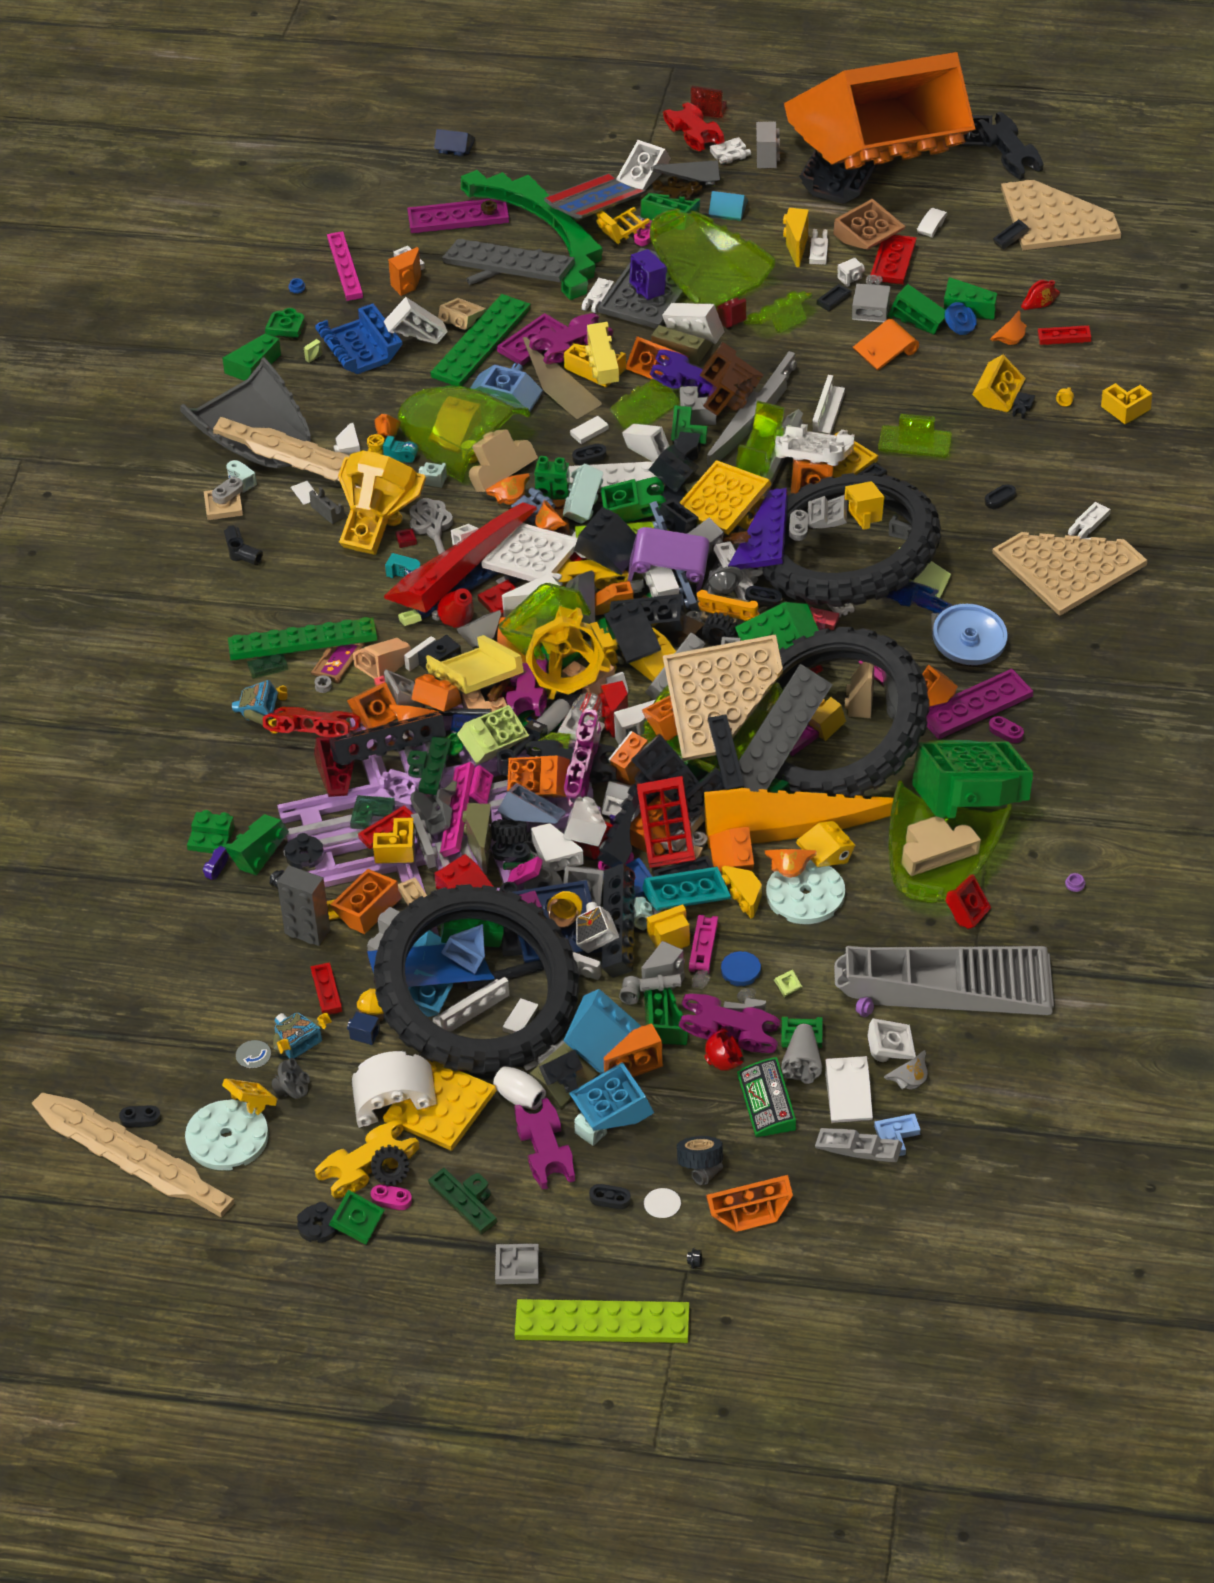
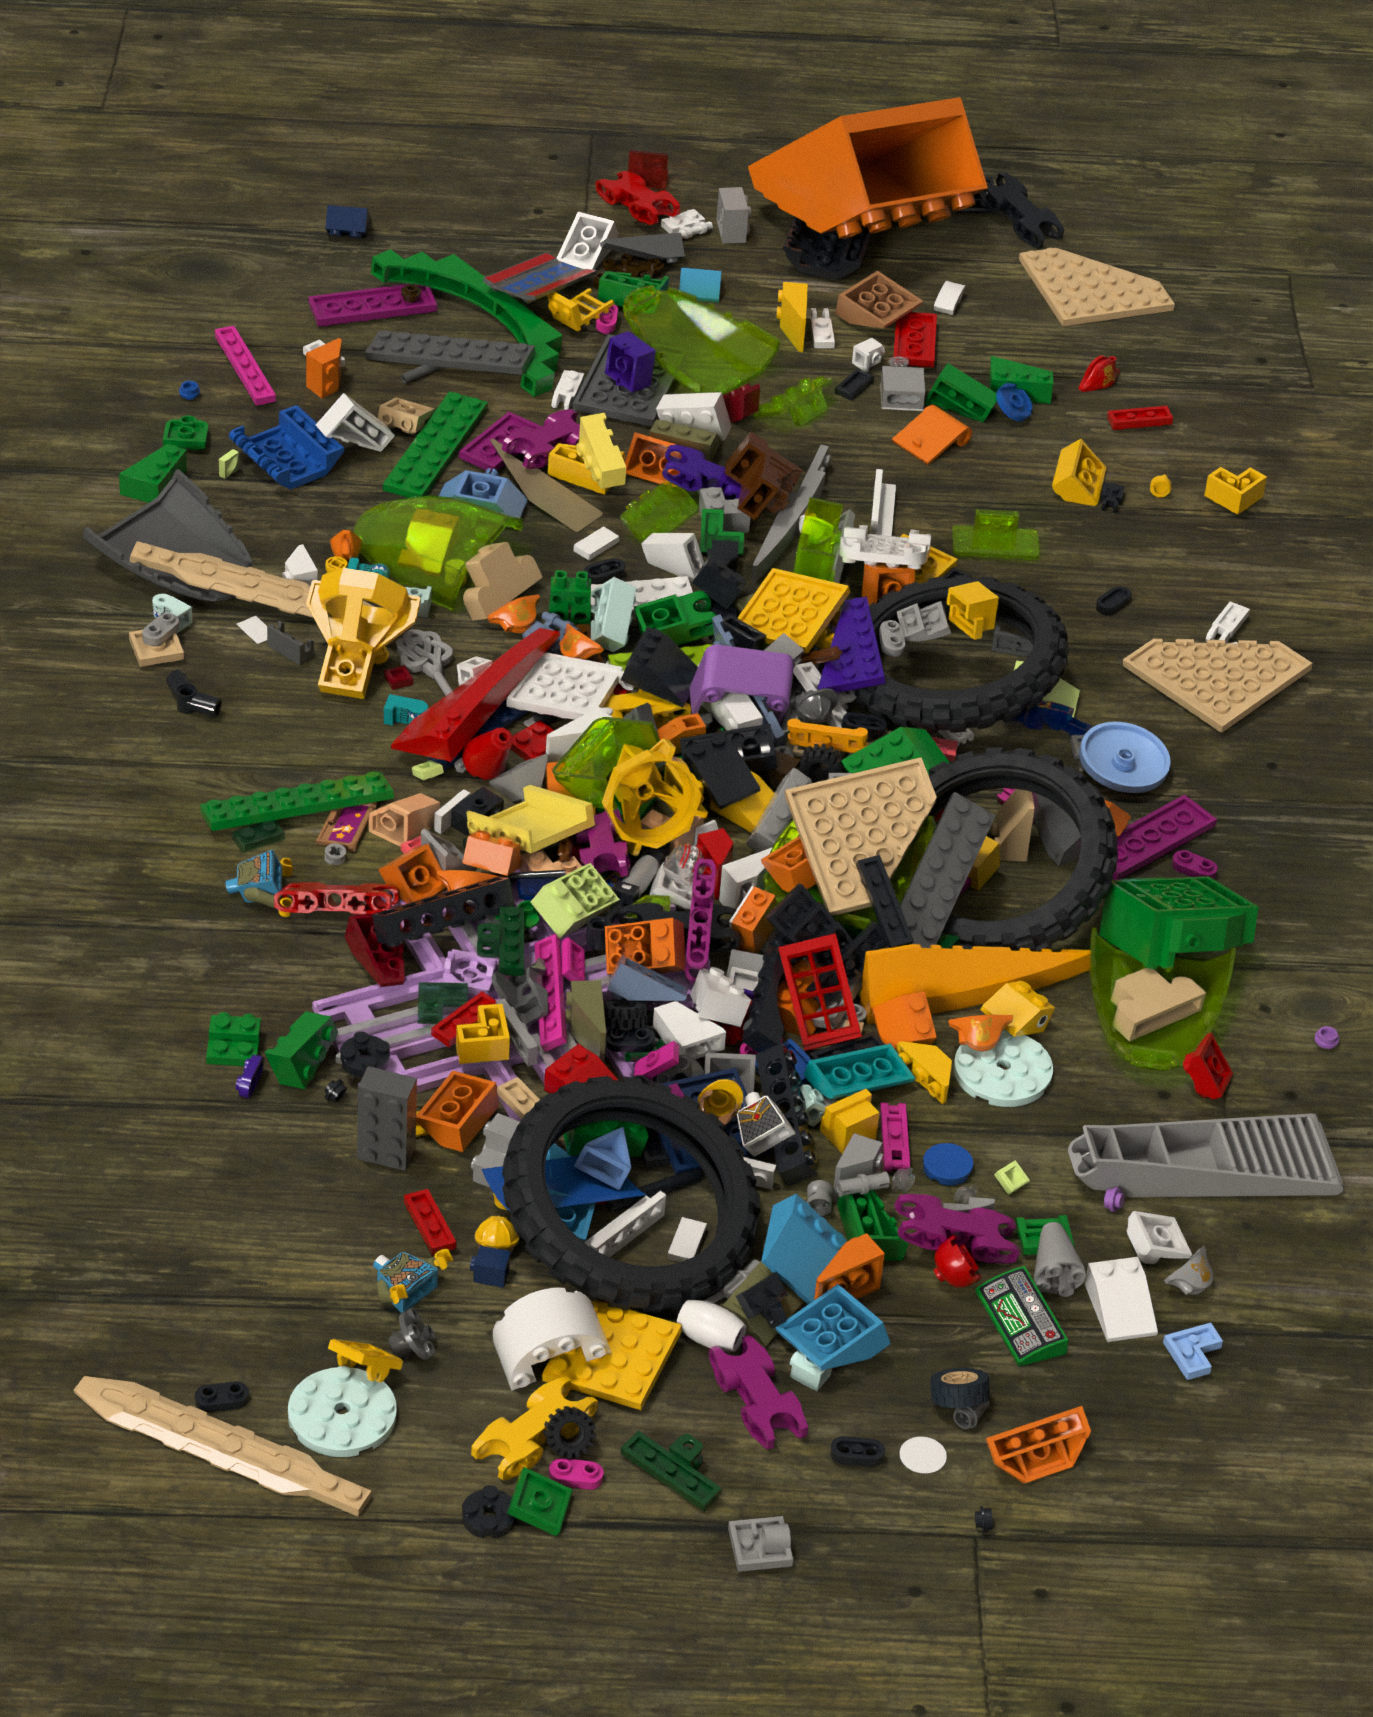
camera: 15 degrees left, 5 degrees down
(253, 1054) = (352, 1309): light grey sticker -> none
(602, 1321) = (885, 1606): lime plate -> none
(858, 1145) = (1153, 1366): light grey slope -> none
(1011, 234) = (1047, 308): black tile -> none
(1011, 332) = (1079, 415): orange hat -> none

